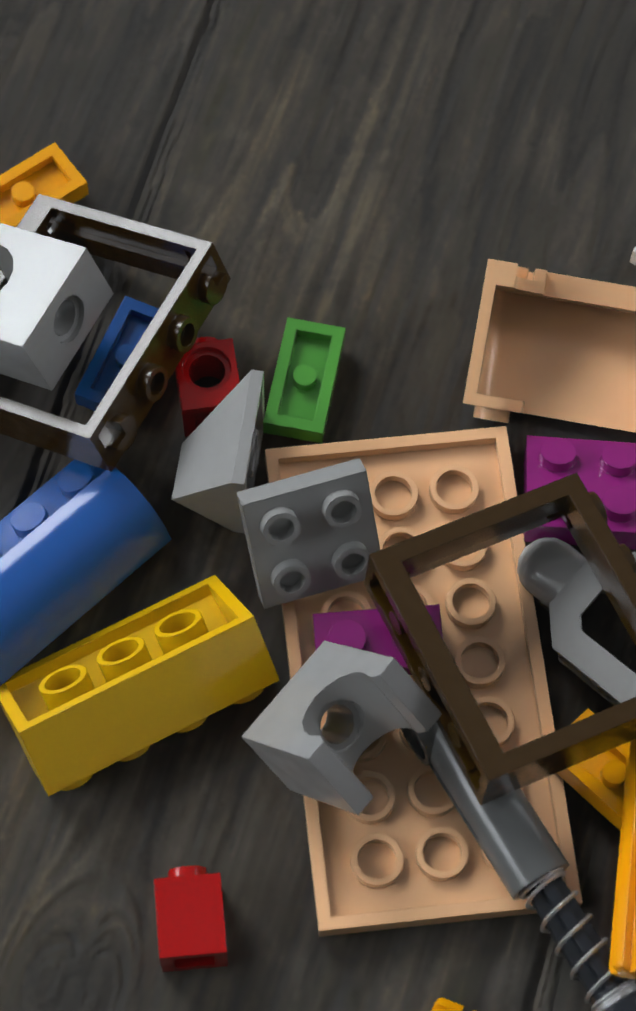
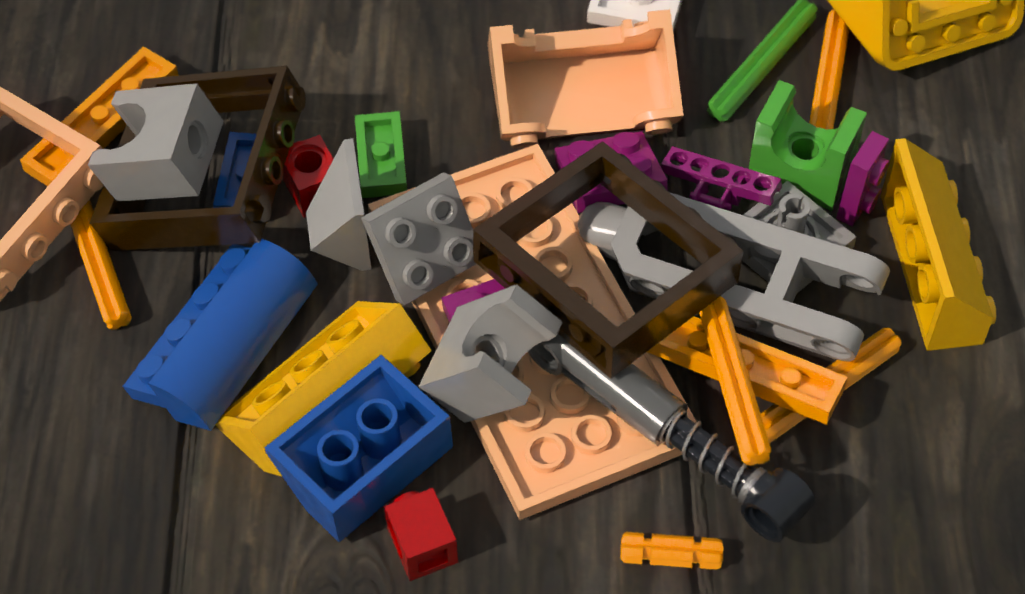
camera: 15 degrees left, 10 degrees down
(151, 786) = (361, 447): none -> blue slope

